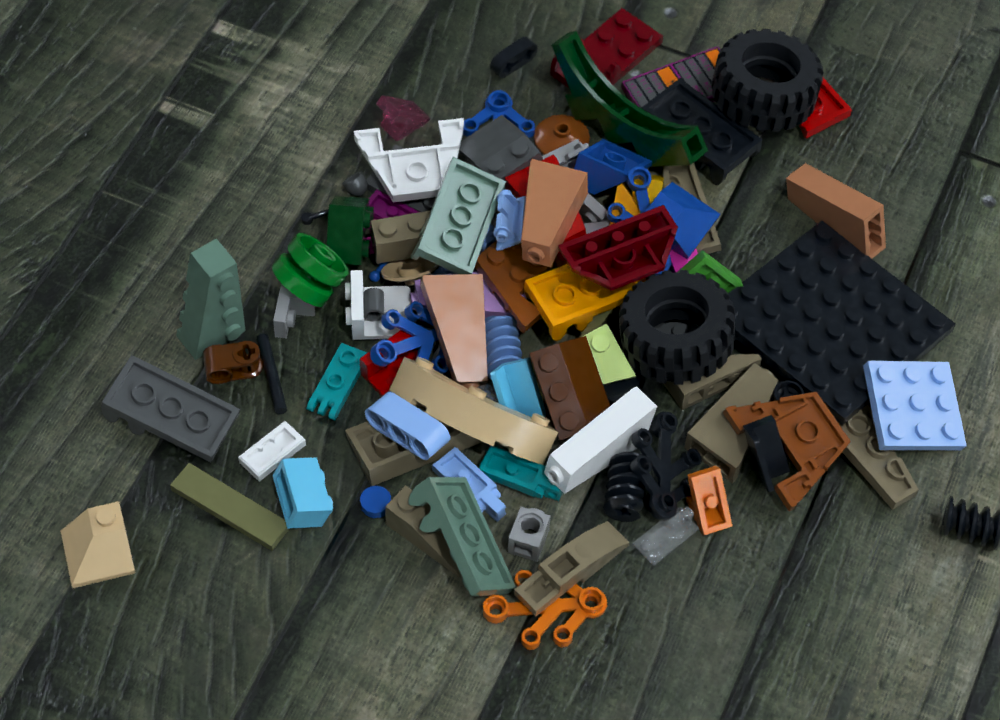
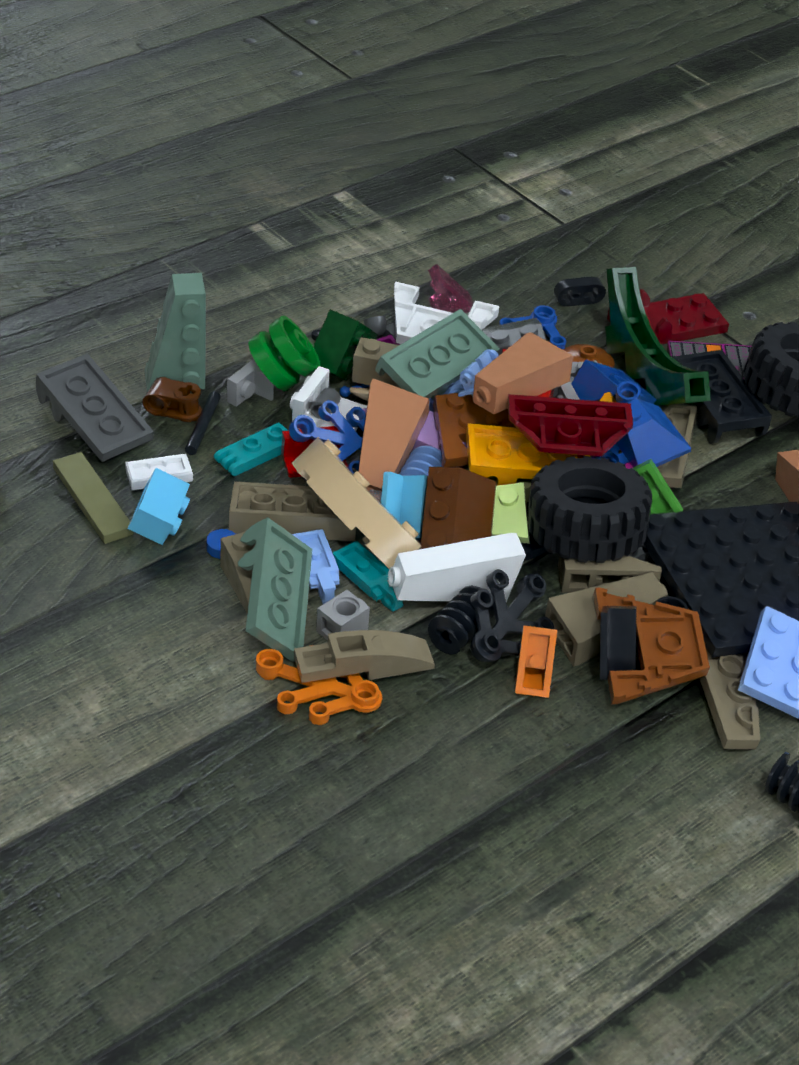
camera: 25 degrees right, 15 degrees down
(407, 425) = (287, 490): light blue beam -> none
(666, 535) = (469, 676): clear hinge -> none

